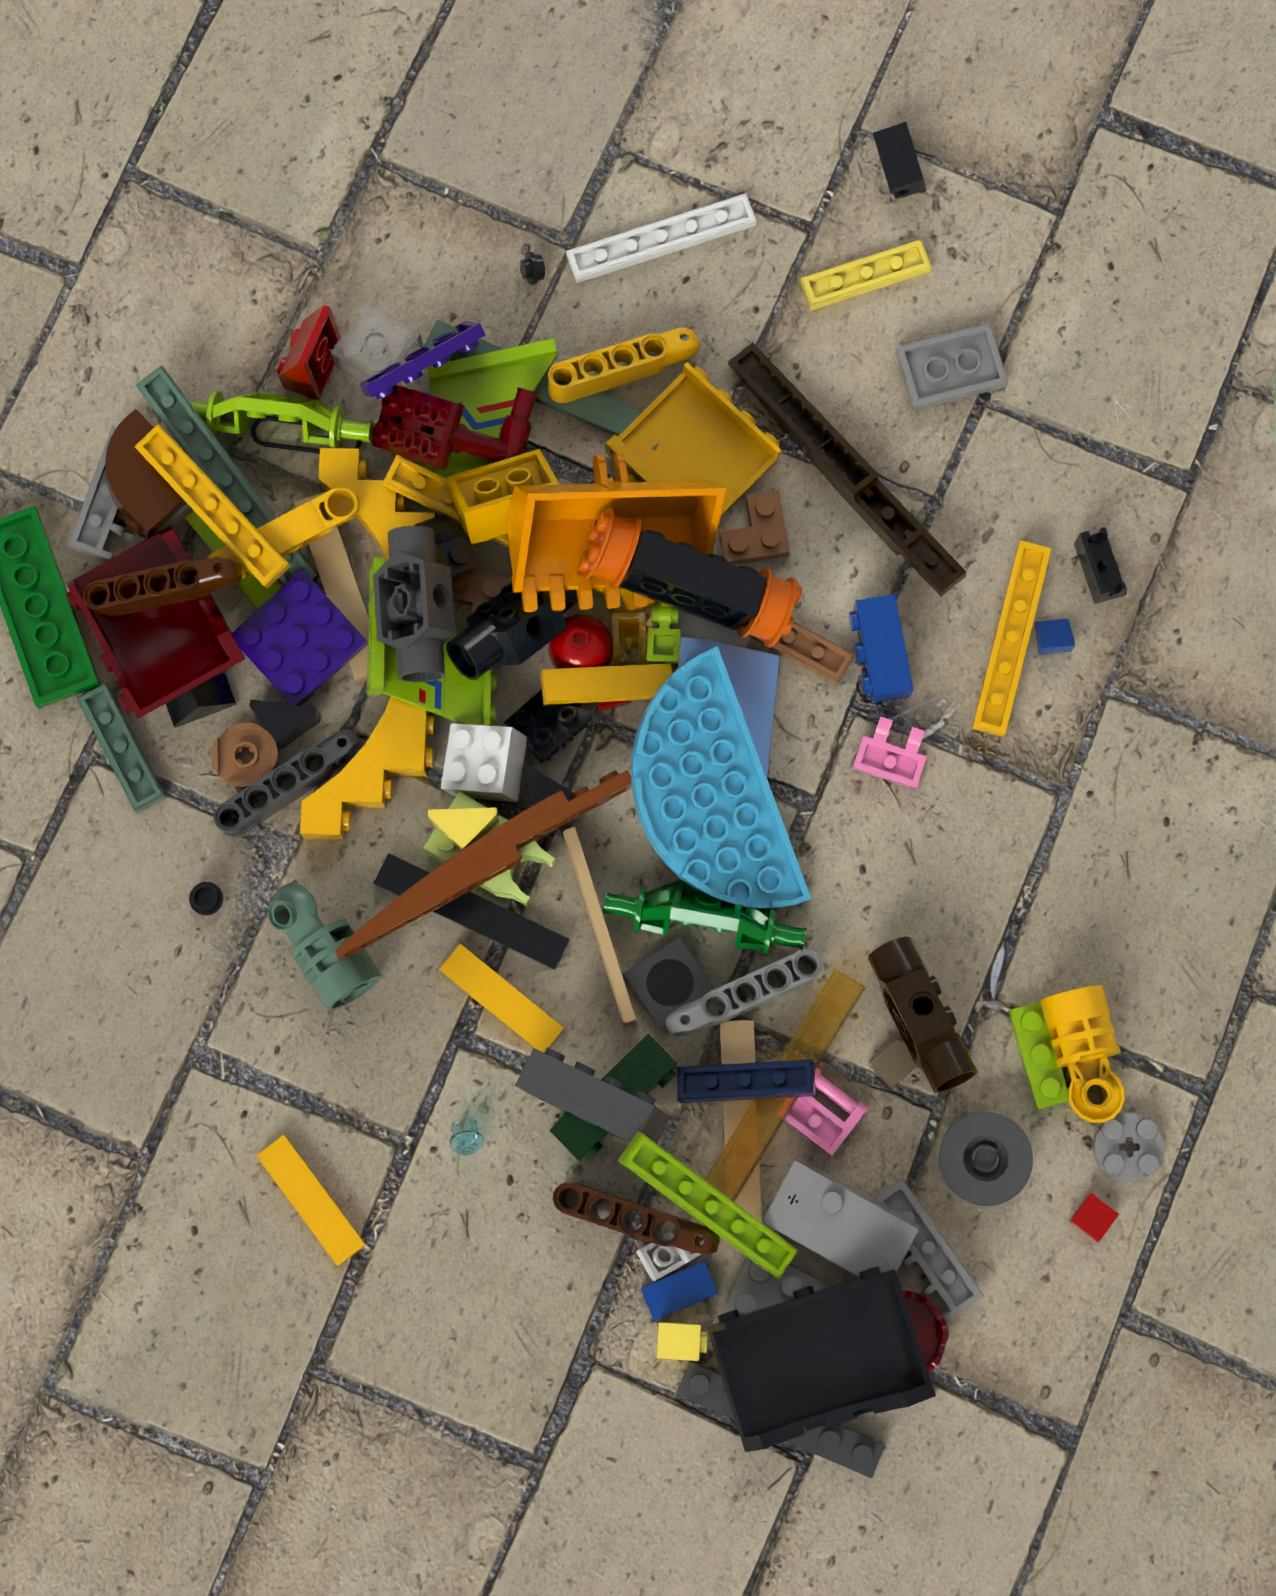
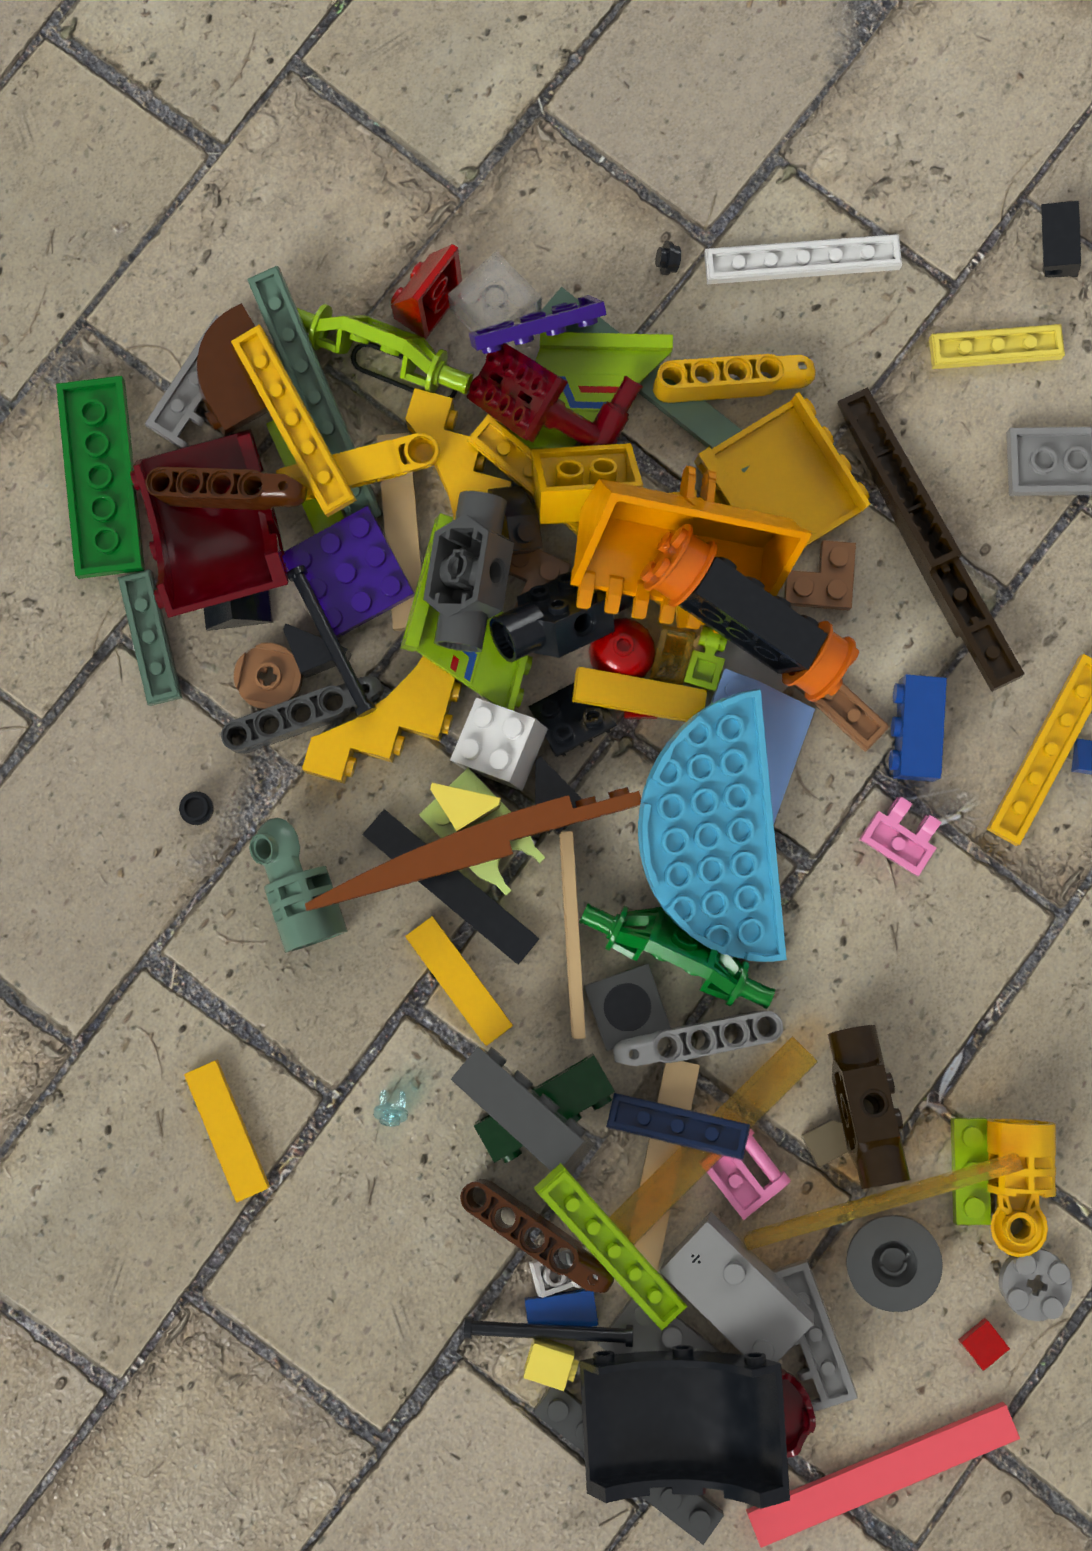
camera: 10 degrees right, 5 degrees up
(345, 758) = (331, 641): none -> black bar
(670, 1310) = (548, 1331): none -> black bar
(956, 1099) = (883, 1200): none -> clear yellow tile
(1028, 1367) = (884, 1473): none -> coral tile

